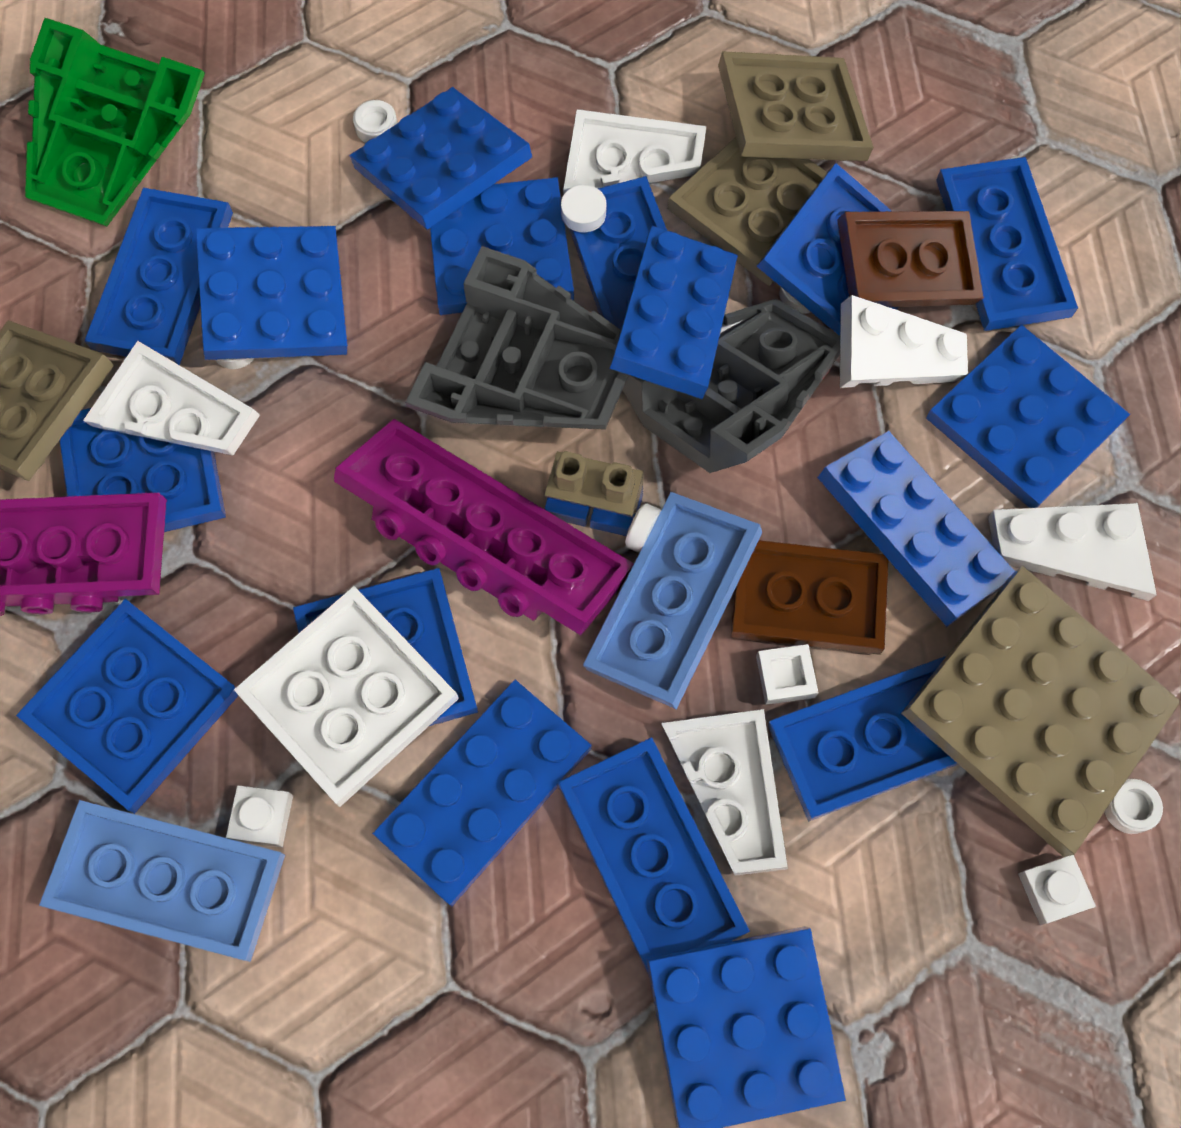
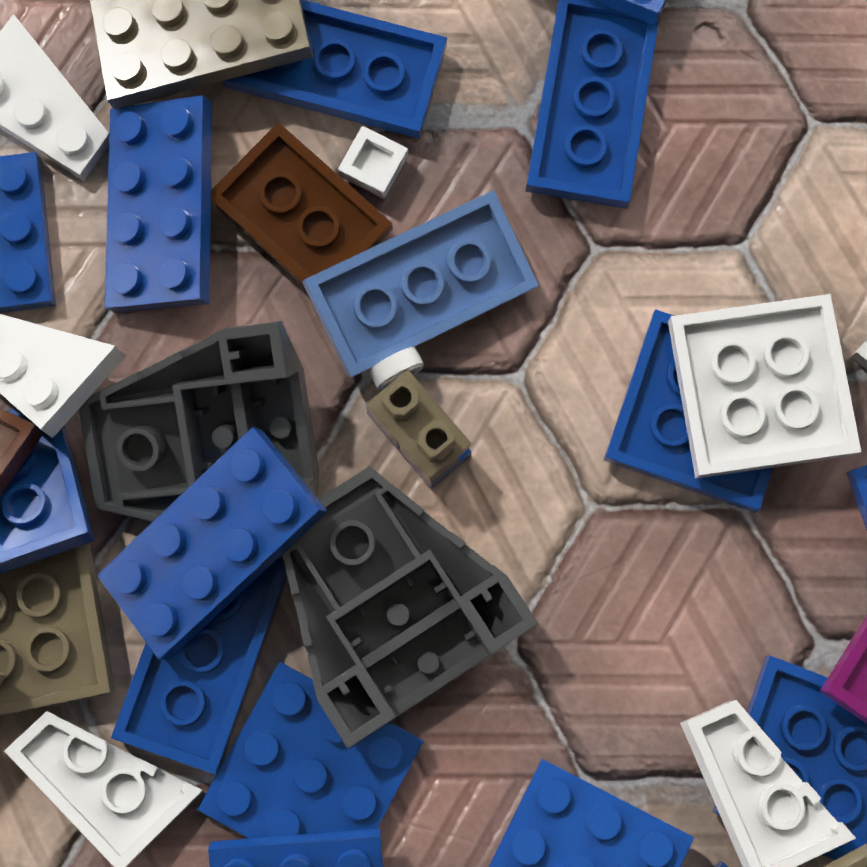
camera: 145 degrees left, 10 degrees up
(481, 529) = (543, 470): magenta plate -> none
(482, 792) = (690, 246): blue plate -> none
(583, 208) = (206, 737): white tile -> none
(735, 784) = (484, 110): white wing -> none

